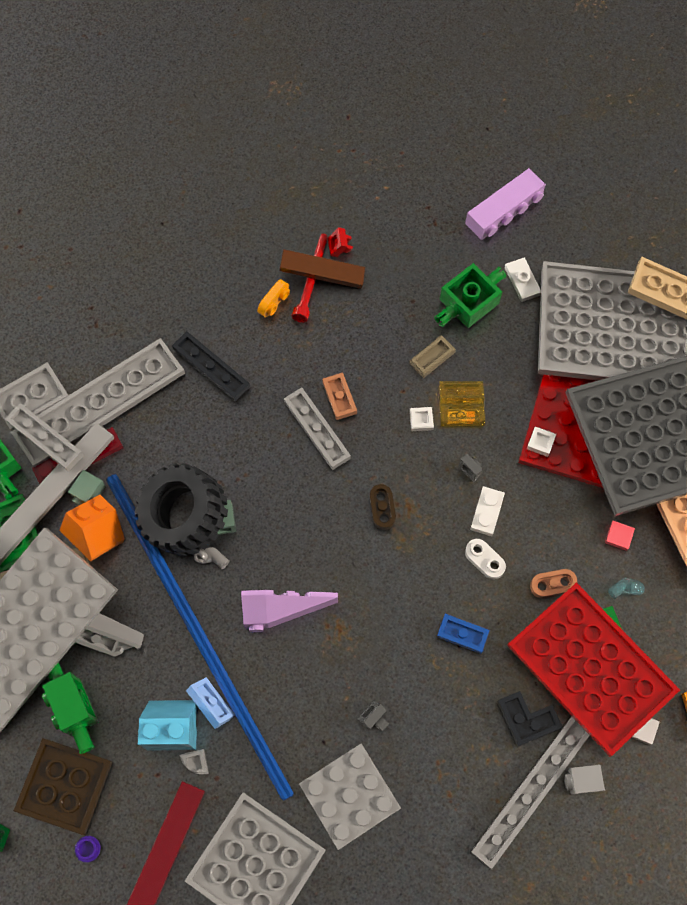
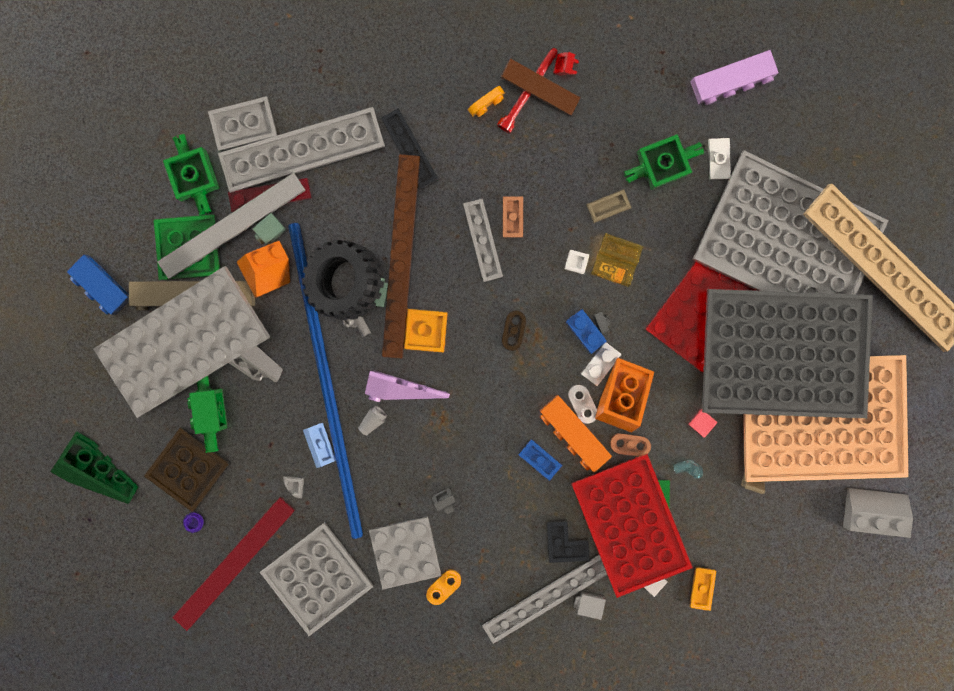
camera: 20 degrees right, 20 degrees up
(44, 437) = (245, 172): light grey plate -> none
(168, 725) = (281, 453): medium azure slope -> none
(237, 475) = (401, 256): none -> reddish brown plate
(261, 654) = (372, 420): none -> light grey cone
(288, 539) = (425, 330): none -> light orange tile
(408, 821) = (443, 587): none -> light orange plate
(458, 481) = (585, 331): none -> blue brick
(489, 591) = (576, 434): none -> orange brick
(526, 534) = (625, 396): none -> orange slope
(541, 441) = (670, 321): white tile -> none

